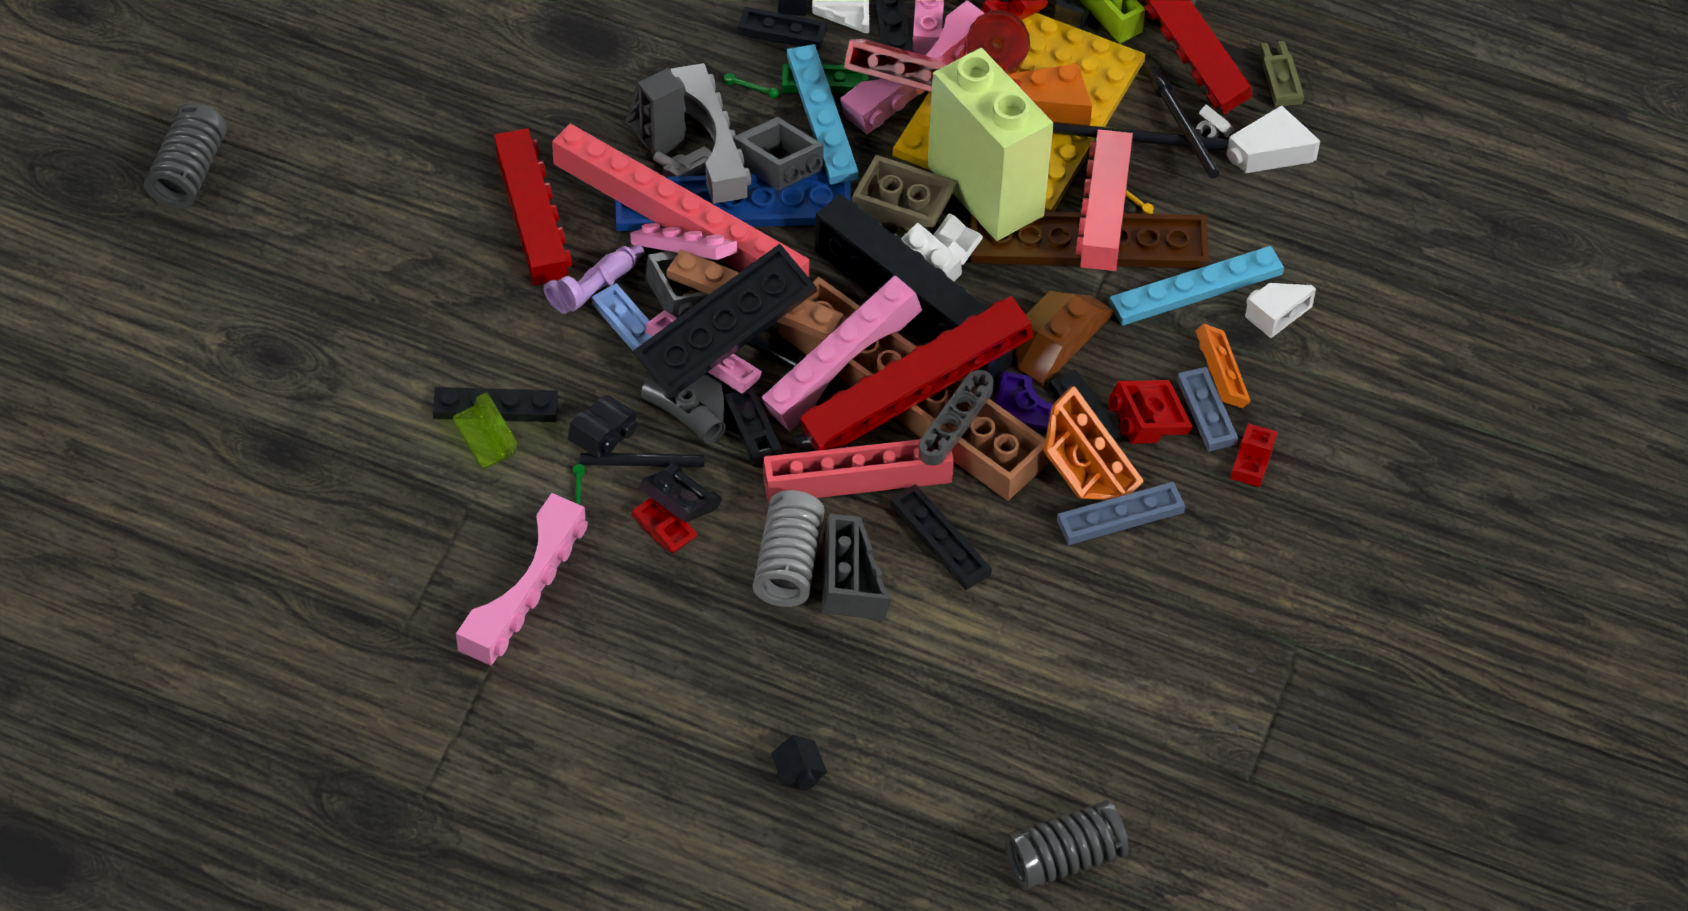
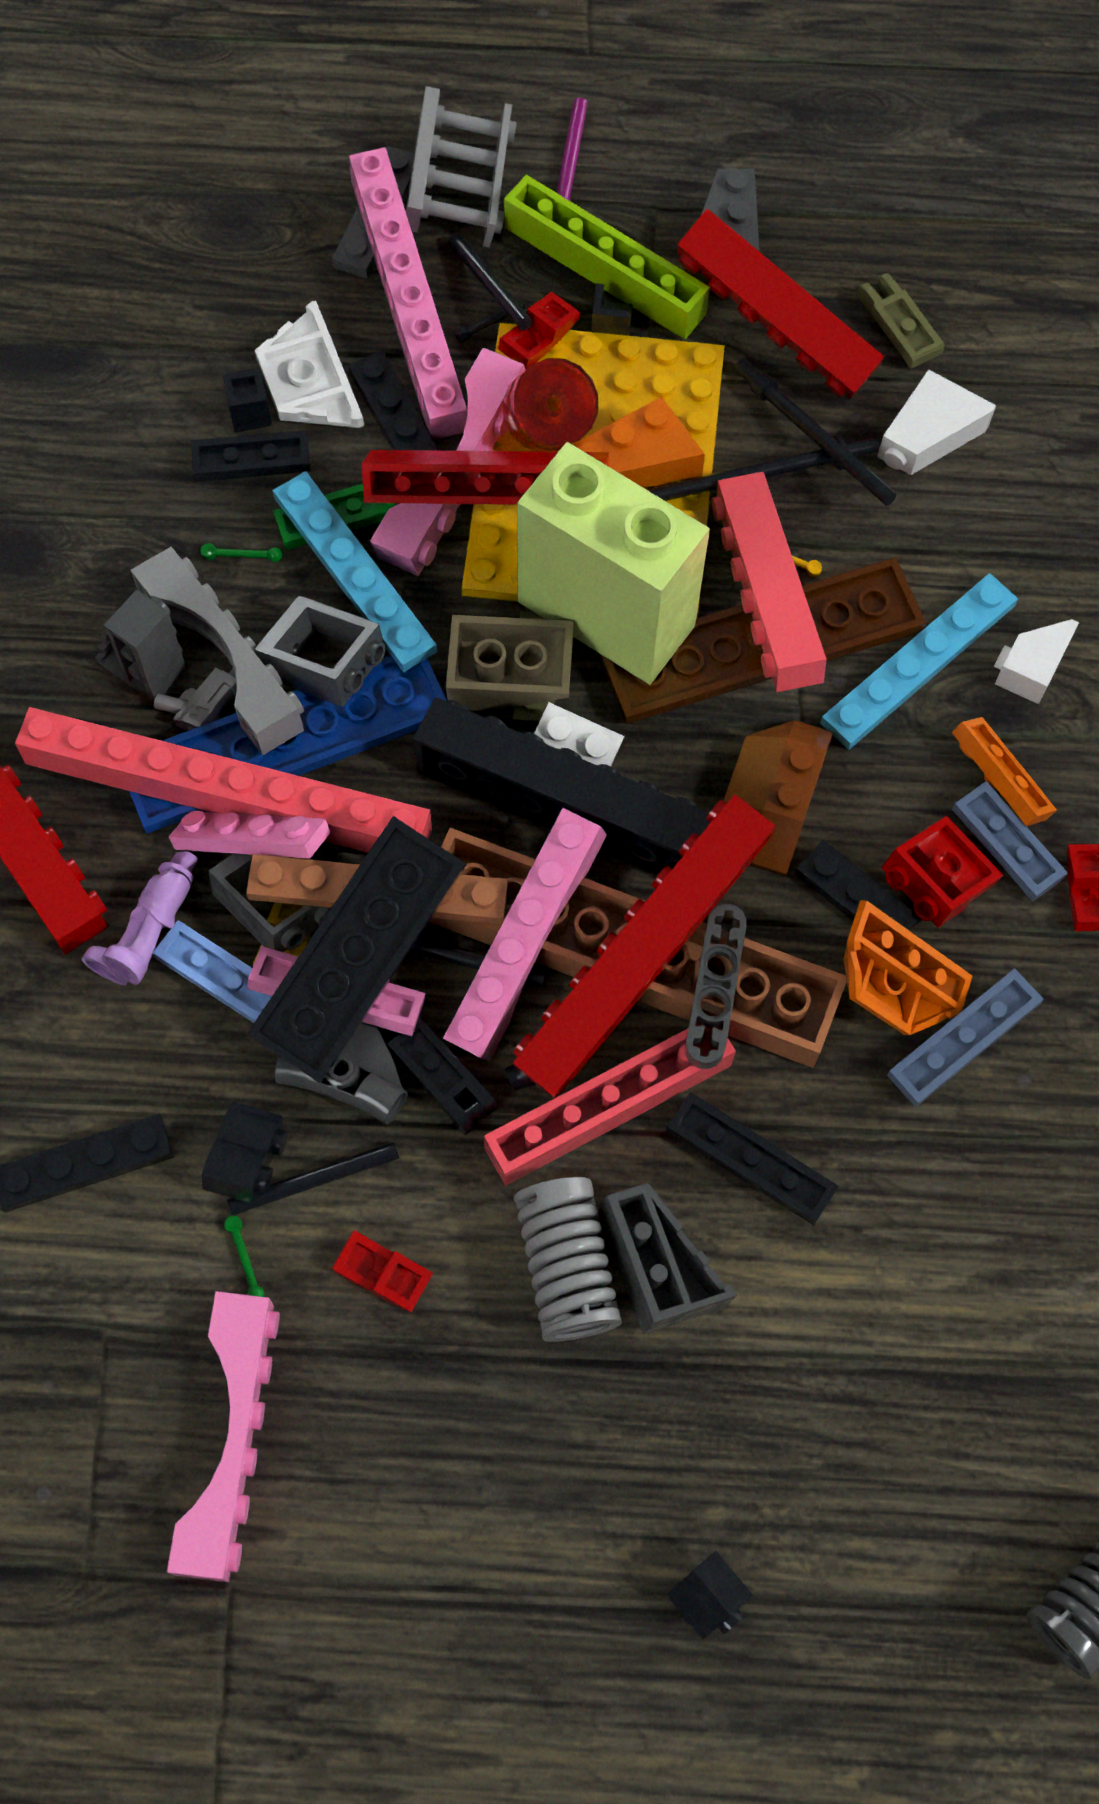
camera: 20 degrees left, 15 degrees up
(486, 432) = (85, 1220): clear neon green panel -> none
(680, 493) = (381, 1229): black plate -> none
(958, 237) = (600, 700): white panel -> none
(1020, 400) = (777, 917): dark purple tile -> none
(1215, 122) = (851, 417): white tile -> none

